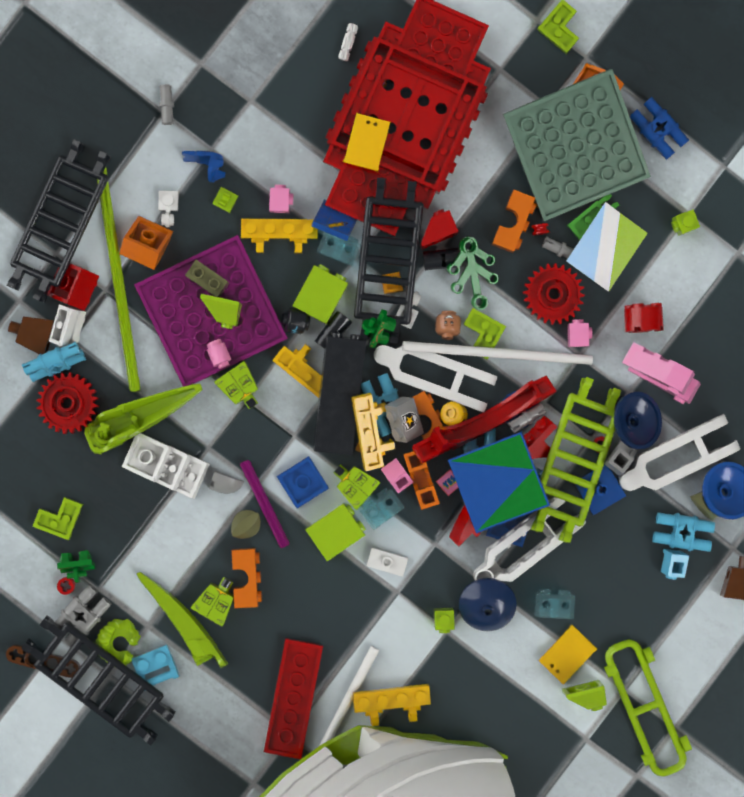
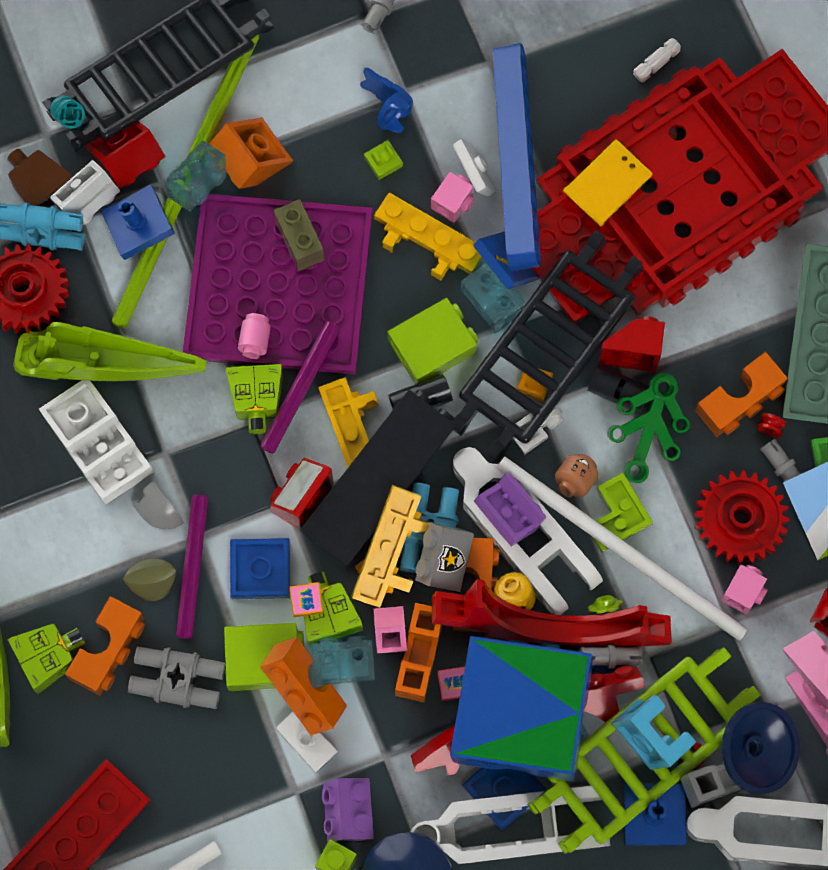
camera: 30 degrees right, 15 degrees down
(25, 283) = (62, 108): none -> teal wheel
(108, 324) = (137, 222): none -> blue tile
(126, 276) = (197, 176): none -> clear light blue brick
(168, 202) = (308, 122): white plate -> none
(223, 310) = (297, 282): lime slope -> none
(262, 366) = (300, 387): none -> magenta axle
(282, 174) = (475, 167): none -> white plate
(286, 566) = (169, 663): none -> light grey pin
(295, 321) = (379, 356): black head -> none
(300, 427) = (302, 492): none -> red slope
(303, 155) = (516, 158): none -> beam
(341, 488) = (306, 599): none -> tile
(357, 536) = (288, 671): none -> orange arch
(375, 328) = (493, 418): green hips -> none
(425, 370) = (510, 509): none -> medium lavender bracket
(433, 586) = (348, 809): none -> medium lavender bracket
(506, 389) = (605, 604): none -> lime plant
(565, 452) = (644, 740): none -> medium azure panel

